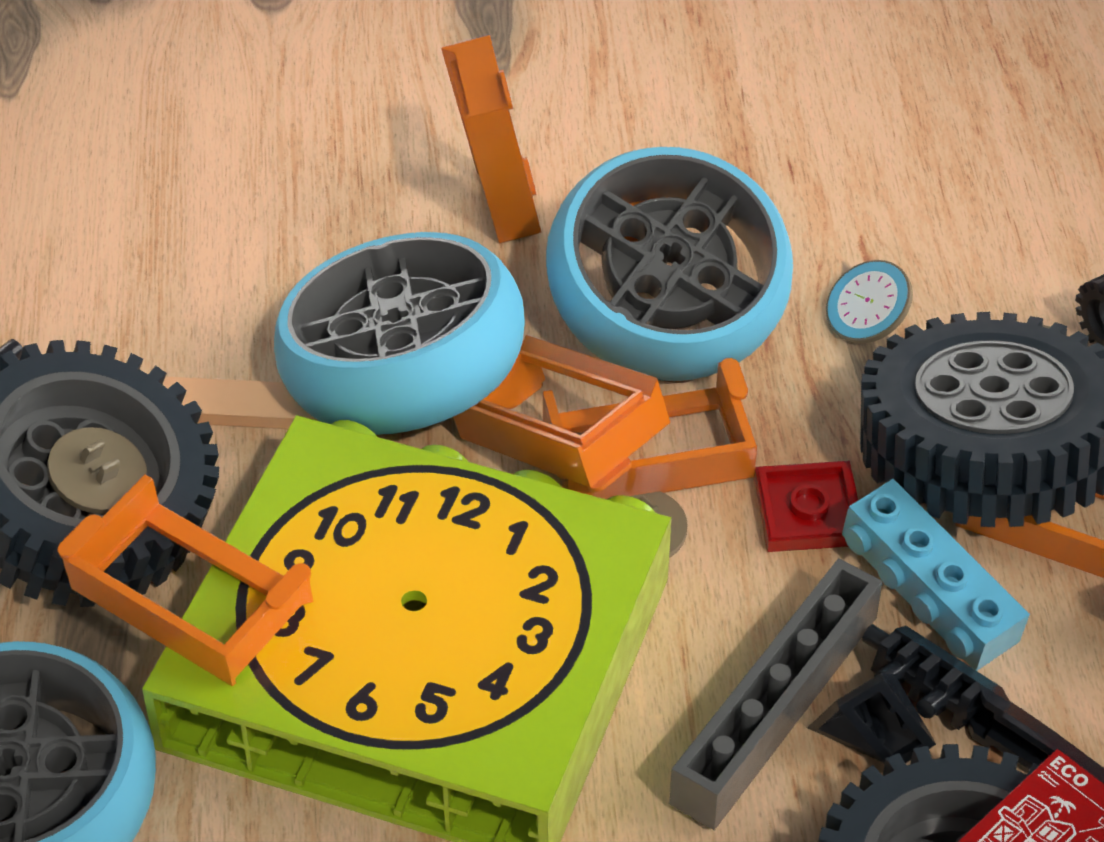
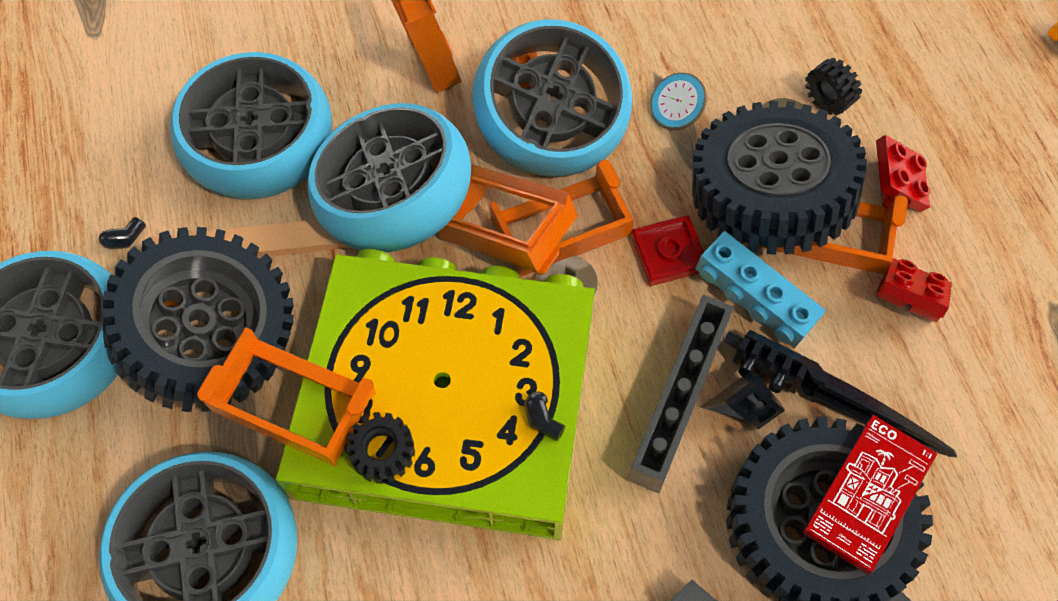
camera: 10 degrees left, 15 degrees up
(94, 468) = (211, 315): dark tan piece -> none
(211, 238) = (251, 124): none -> dark grey wheel
(300, 642) = (366, 433): none -> black tyre
(544, 667) = (538, 416): none -> black arm

